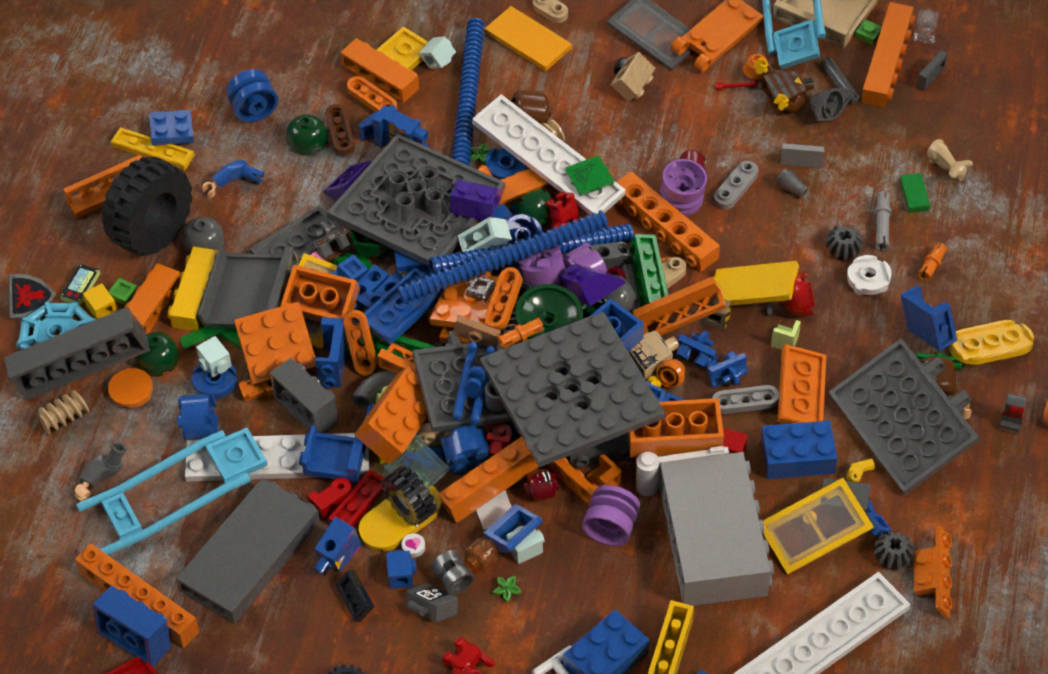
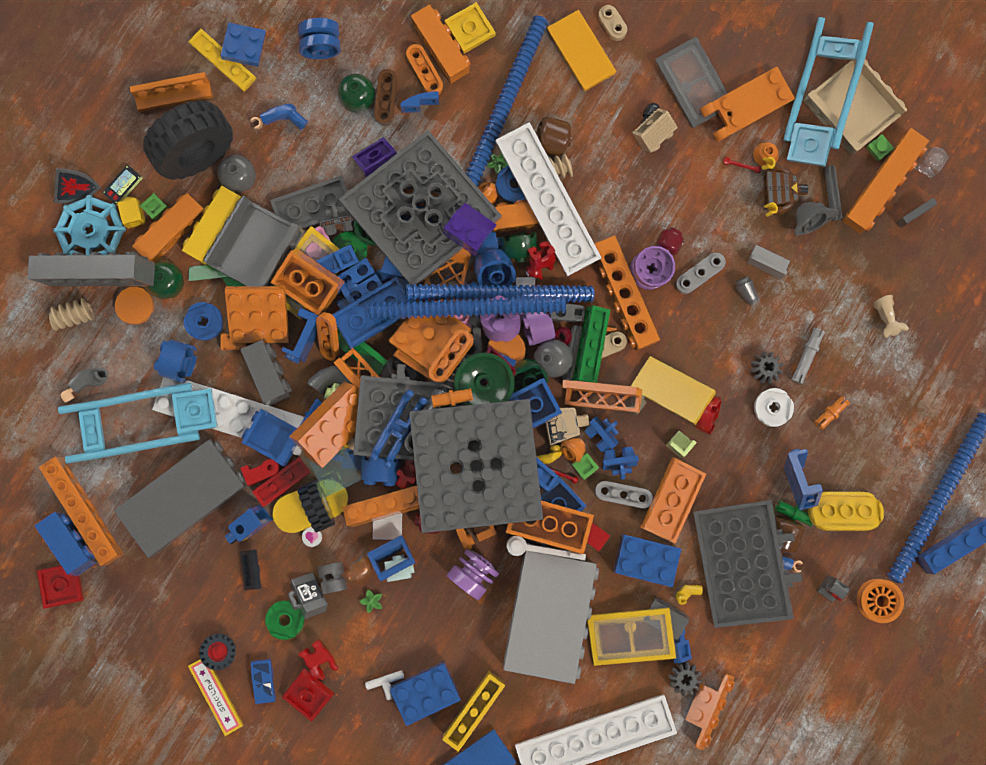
camera: 10 degrees right, 30 degrees up
(213, 356) = (204, 307): light aqua brick -> none
(389, 123) = (430, 118): blue hips -> none
(400, 569) = (293, 558): blue brick -> none
(413, 649) = (281, 631): none -> green tile
(437, 52) = (496, 43): light aqua brick -> none
(476, 331) = (418, 377): medium nougat plate -> none
(480, 288) = (438, 331): clear smoke tile -> none
(485, 234) = (462, 274): light aqua brick -> none
(589, 175) = (575, 234): green piece -> none
(589, 283) = (535, 353): dark purple slope -> none
(692, 386) = (585, 466): none -> bright green plate
(914, 193) = (847, 334): green tile -> none

